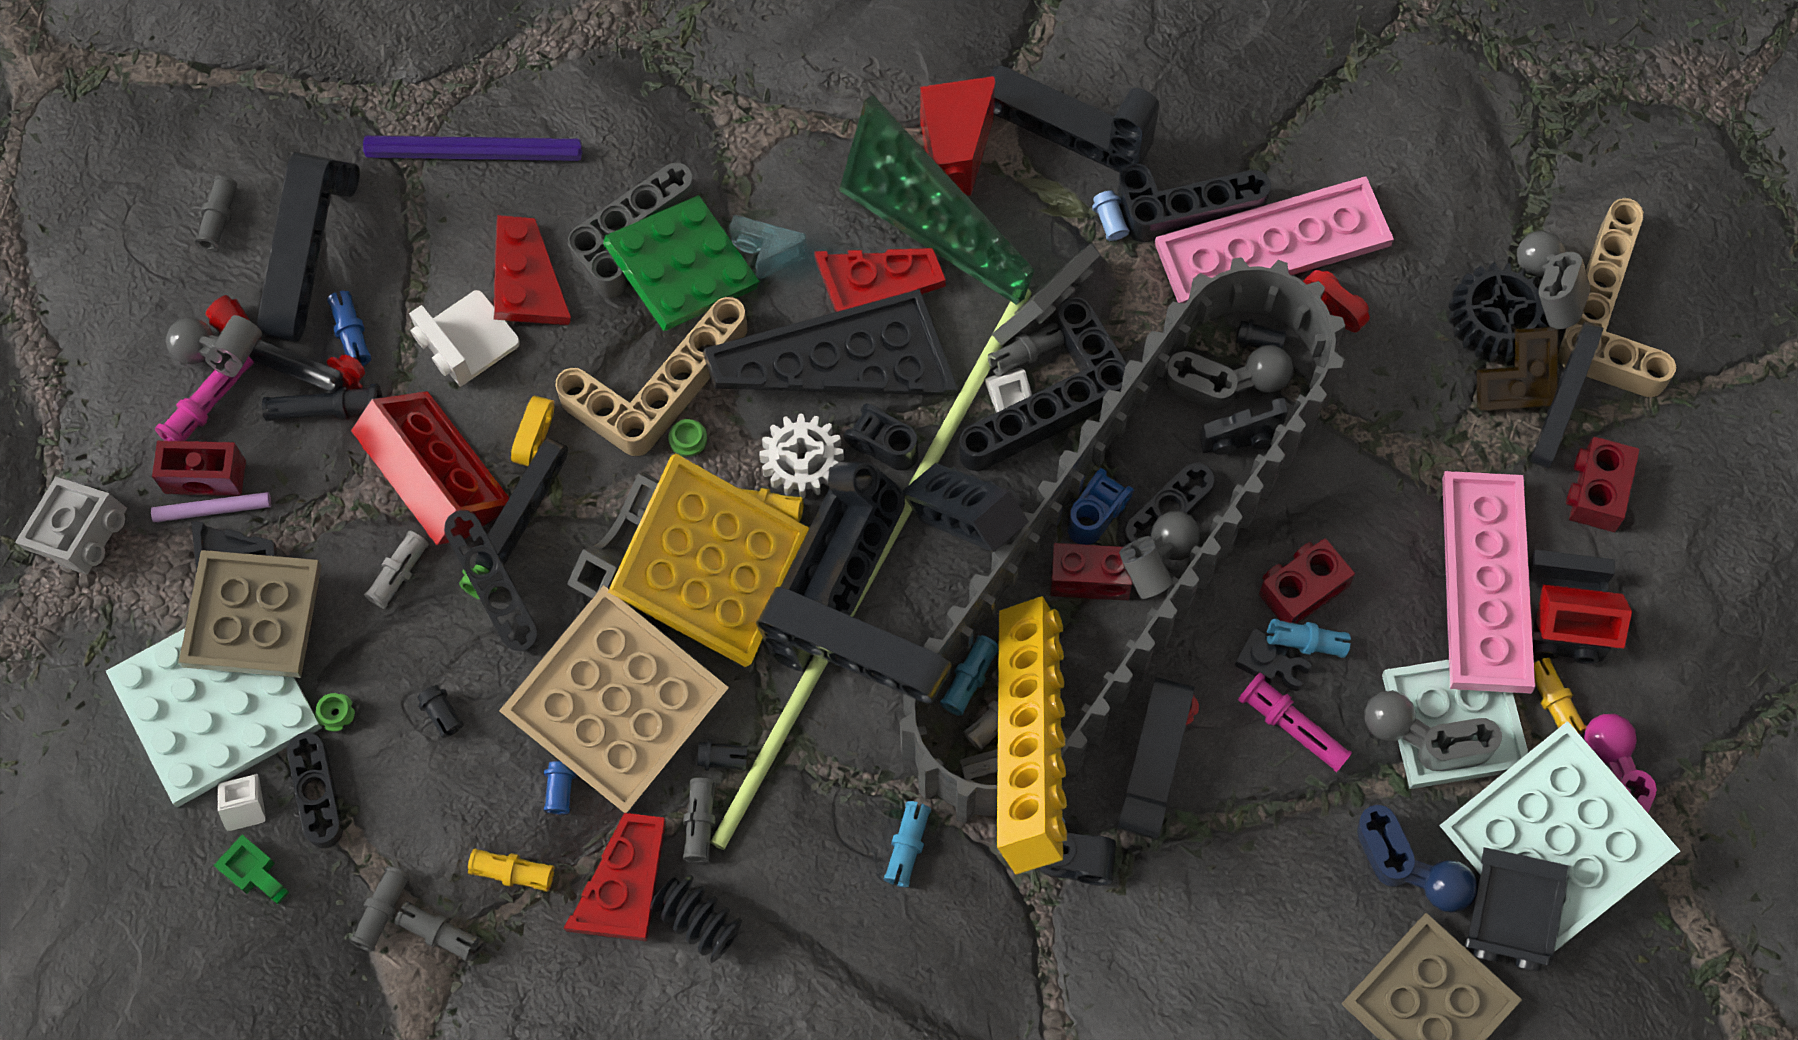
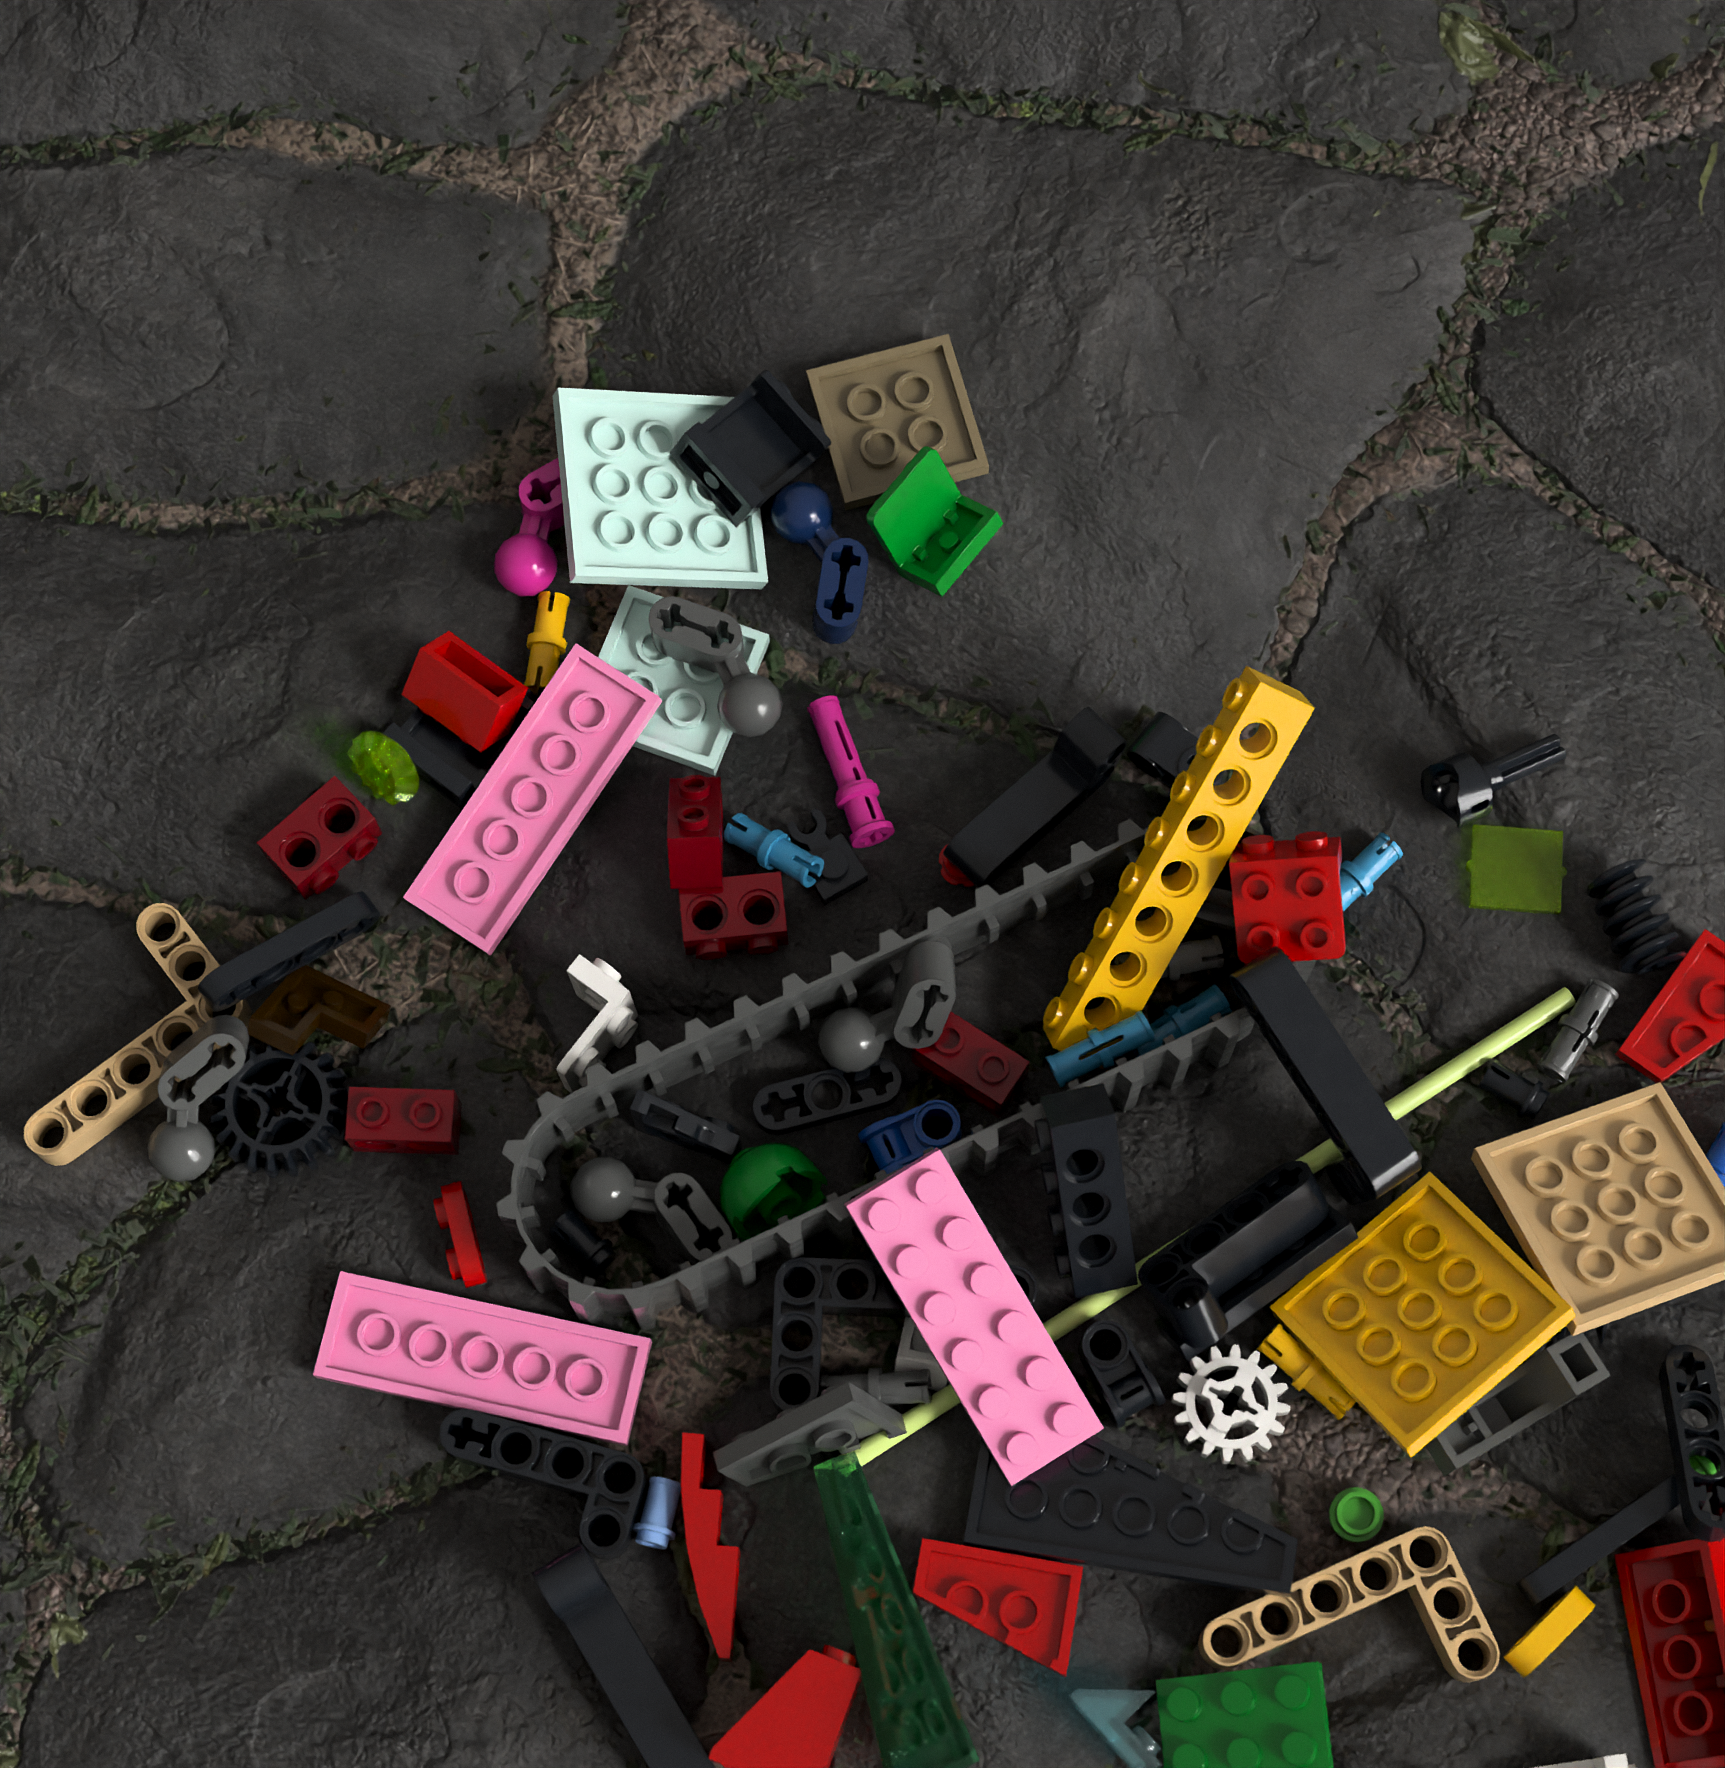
camera: 150 degrees left, 5 degrees up
(799, 918) = (1516, 869): none -> clear neon green piece
(863, 948) = (1469, 786): none -> black piece
(946, 745) = (1288, 896): none -> red bracket
(992, 393) = (973, 1316): none -> bright pink plate
(1010, 606) = (1134, 1033): none -> dark azure pin
(1063, 203) = (712, 1565): none -> red slope
(1168, 422) = (768, 1185): none -> green cylinder
(1345, 474) = (614, 1025): none -> white bracket
(1354, 927) = (929, 525): none -> green bracket
(1366, 610) = (695, 832): none -> dark red brick
(1420, 342) = (403, 1120): none -> dark red brick
(1598, 546) = (384, 767): none -> clear neon green gear

